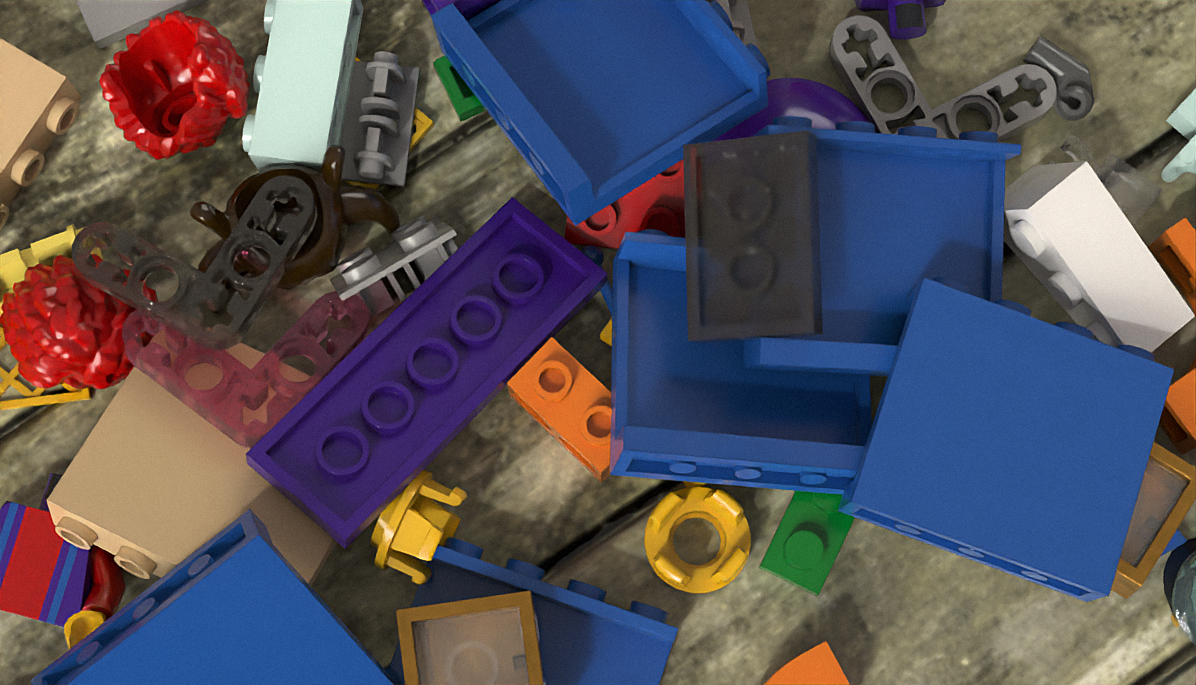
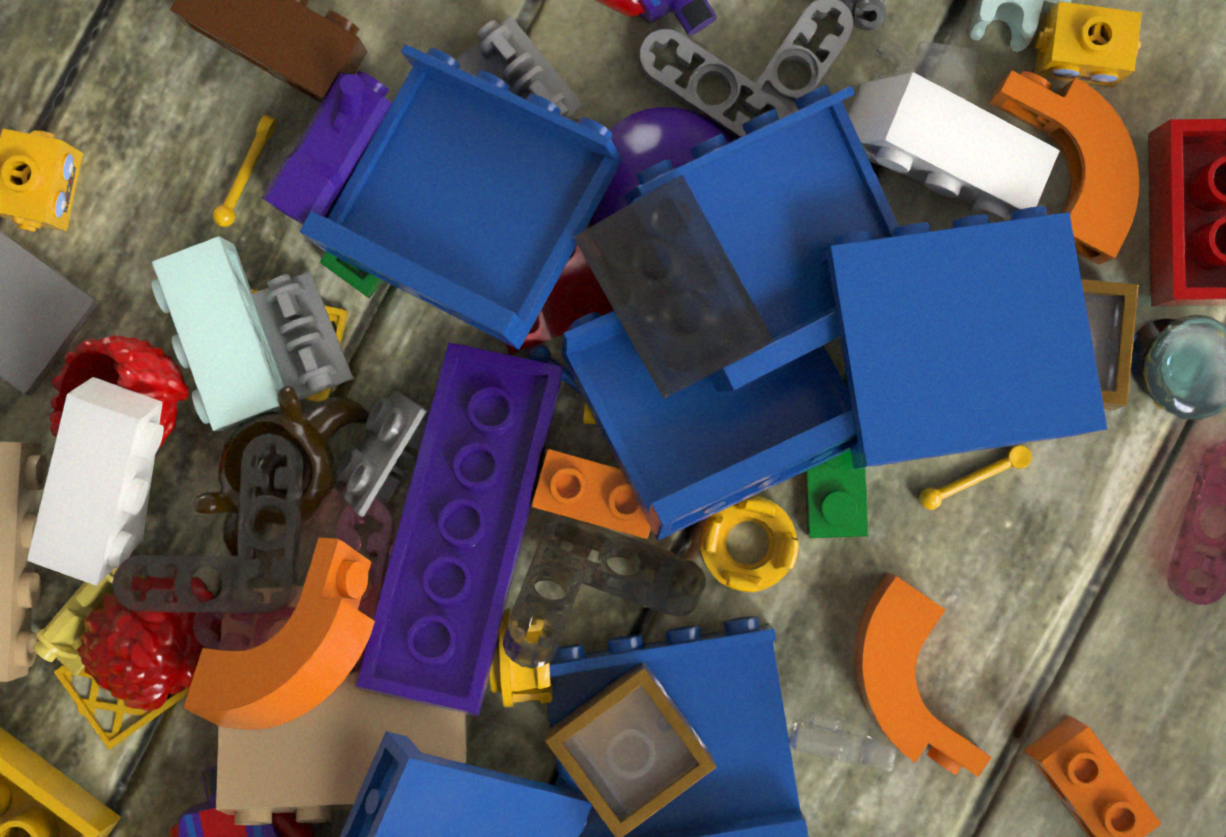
camera: 25 degrees left, 10 degrees up
(116, 139) = (97, 481): none -> white wedge
(206, 397) = (298, 663): none -> orange arch
(518, 470) = (573, 568): none -> clear smoke beam
(1006, 599) = (1016, 457): none -> yellow hinge

